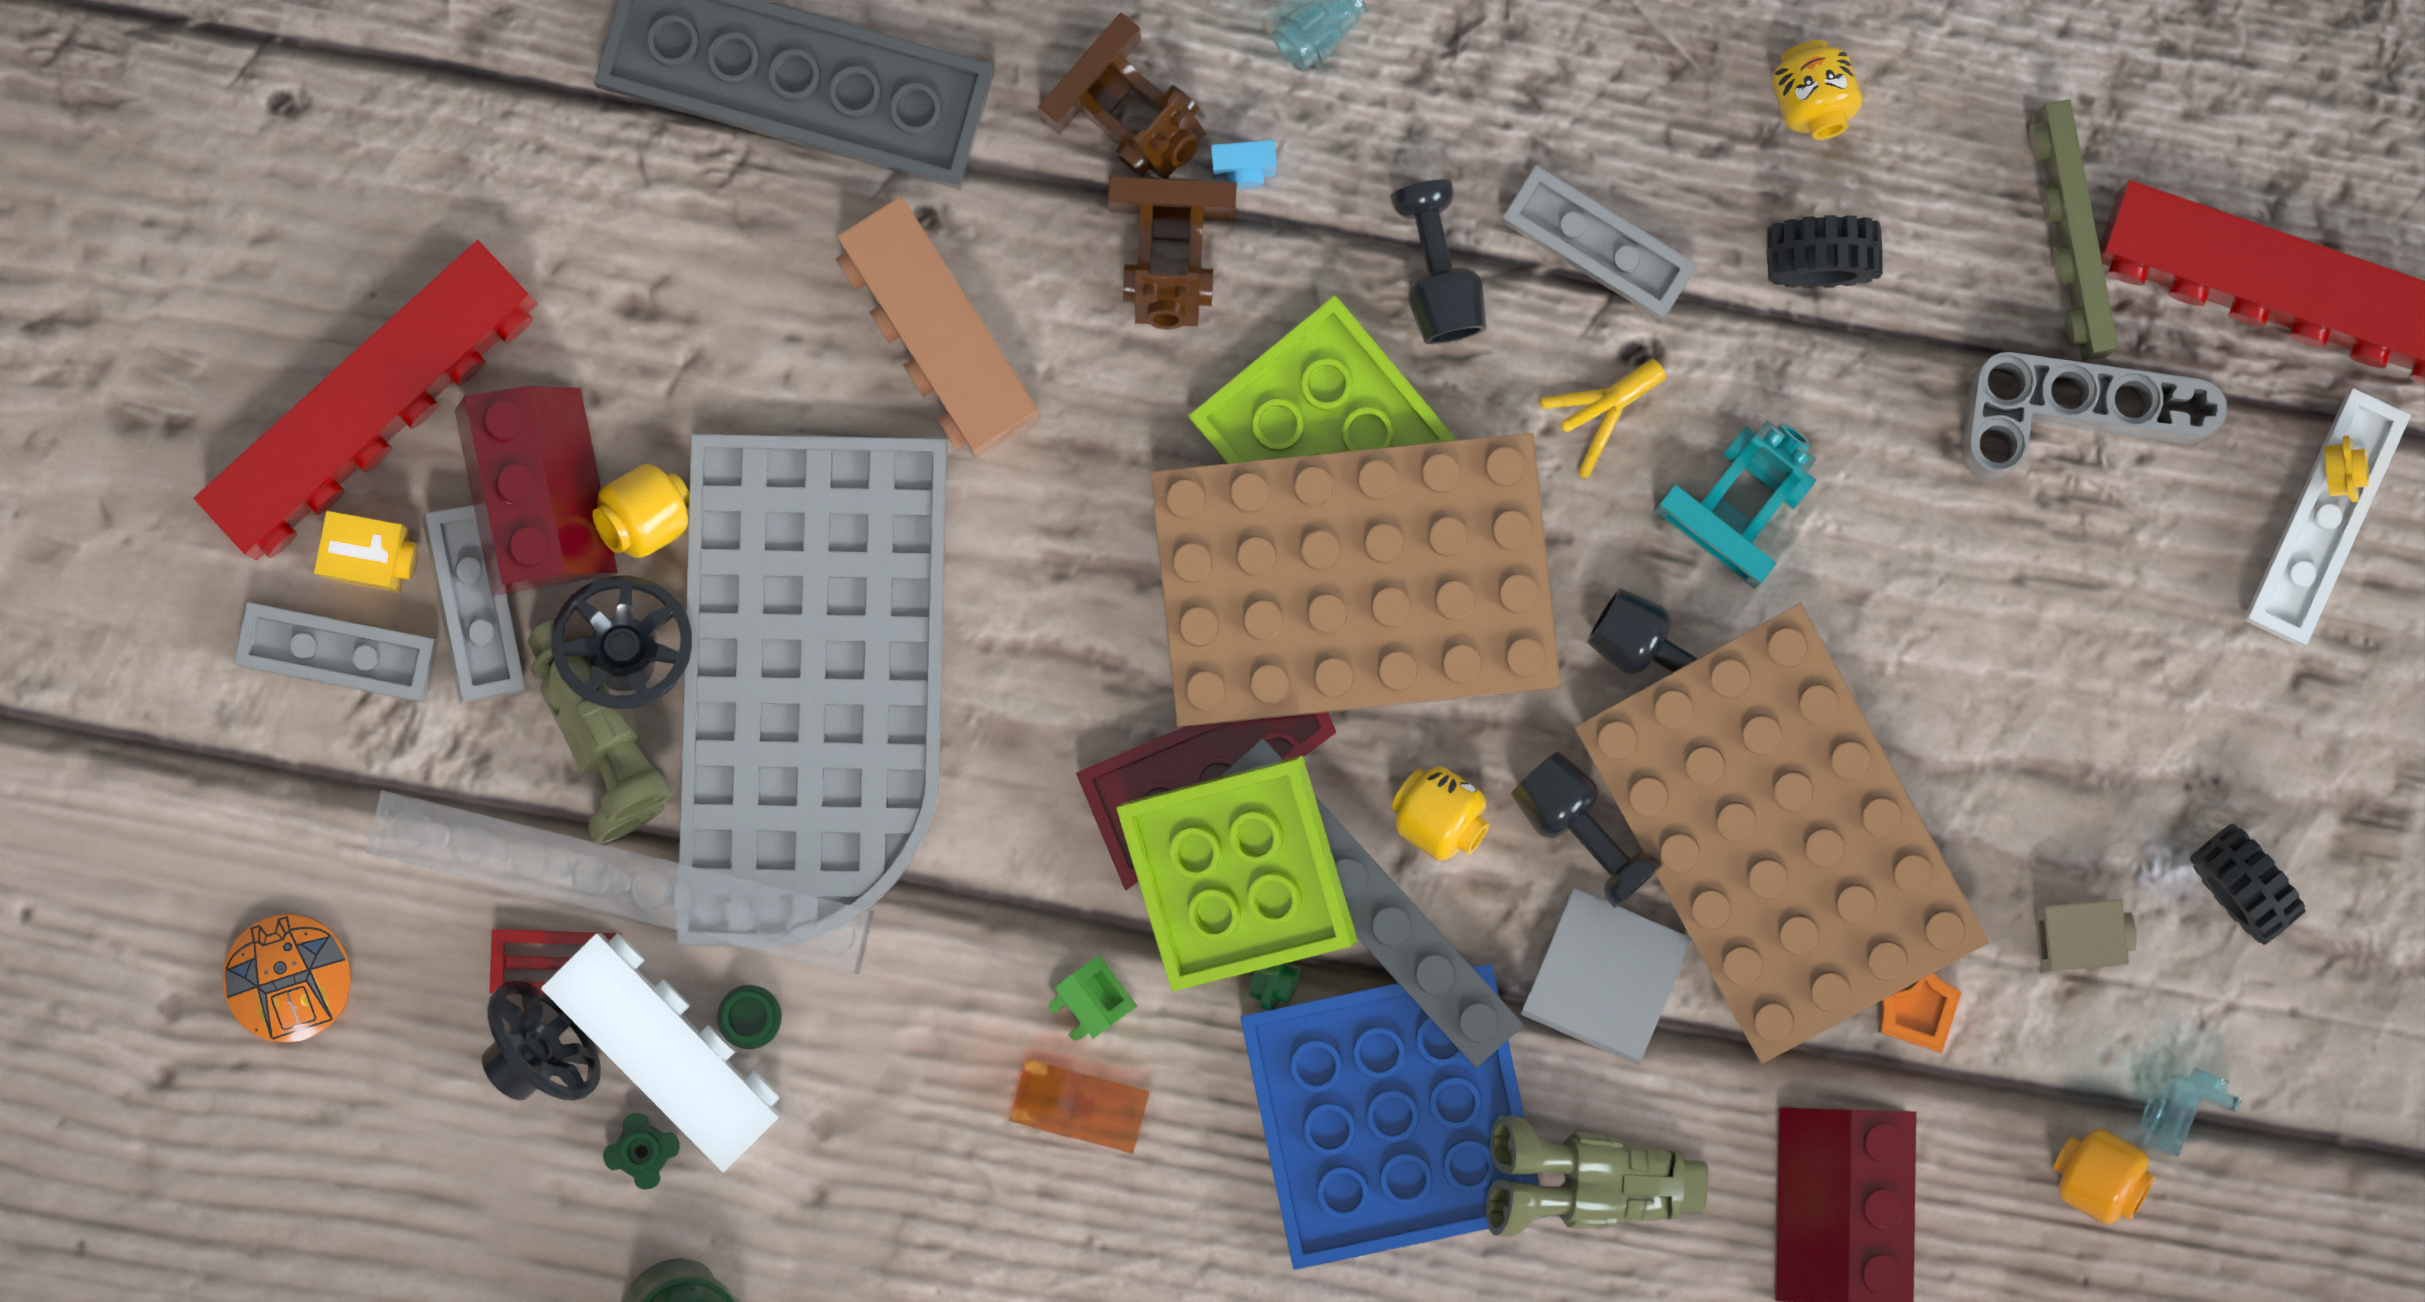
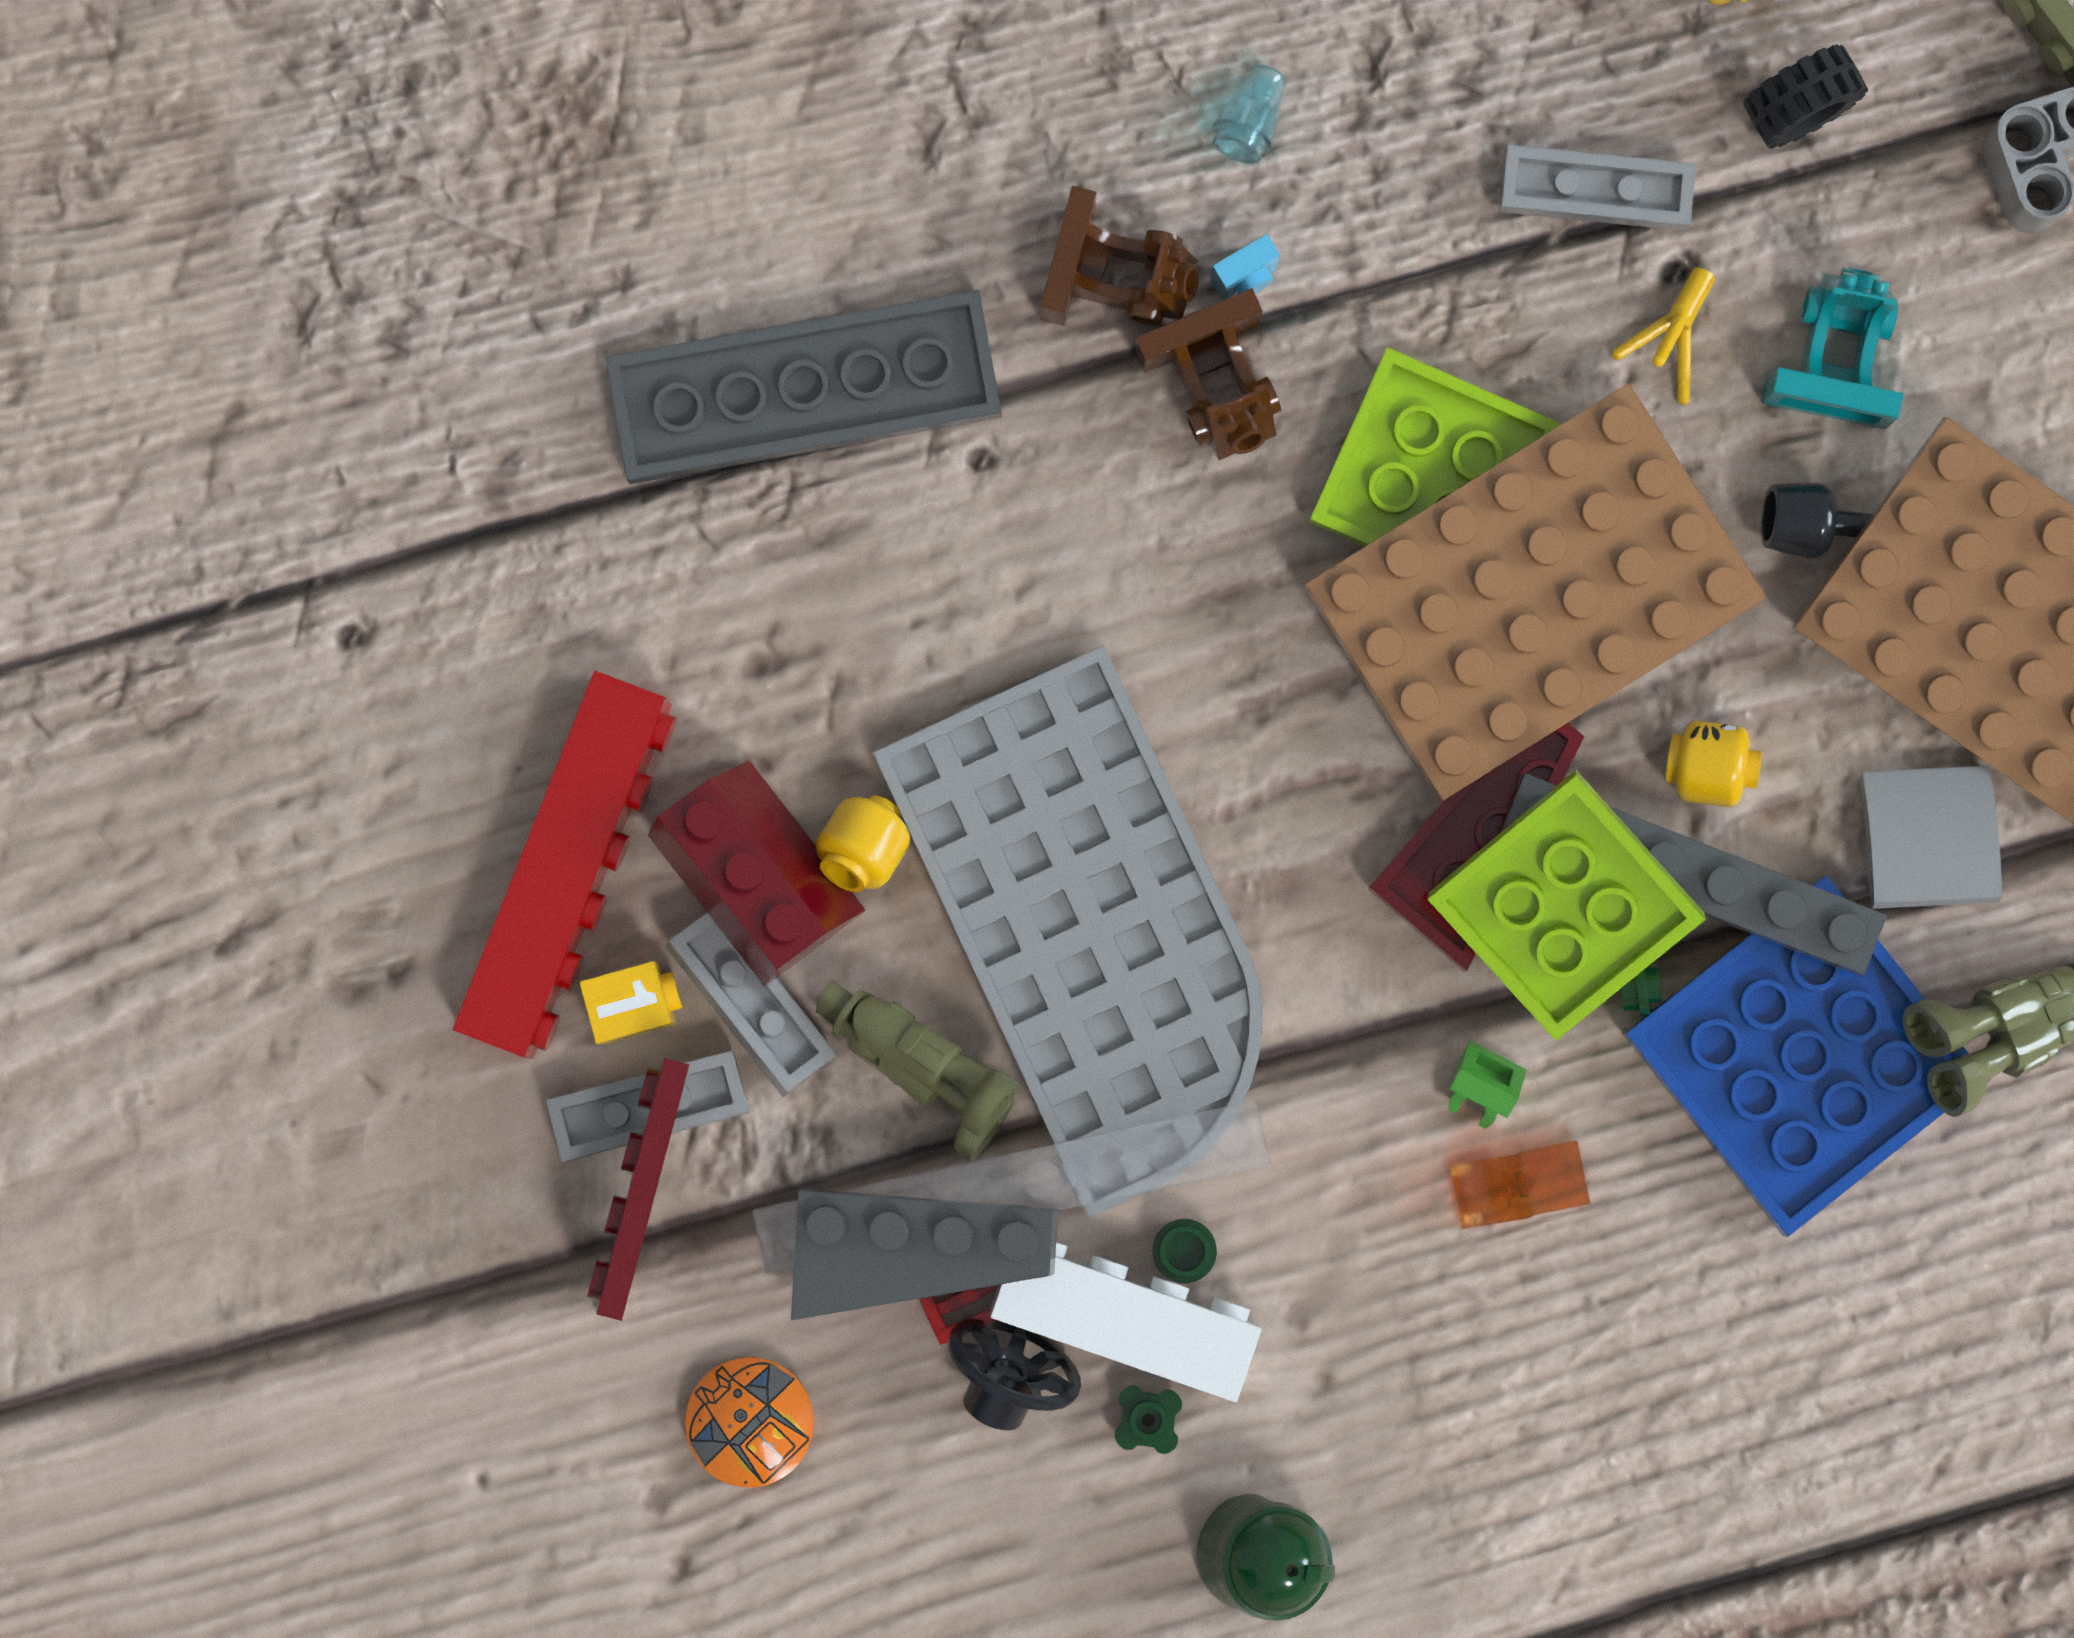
camera: 25 degrees left, 0 degrees up
(346, 648) = (630, 1215): none -> dark red wing
(493, 888) = (901, 1248): none -> dark grey wing
(622, 645) = (906, 971): black wheel -> none
(937, 326) = (1045, 549): nougat brick -> none
(1448, 299) = (1490, 302): black piece -> none
(1558, 800) = (1813, 699): black piece -> none

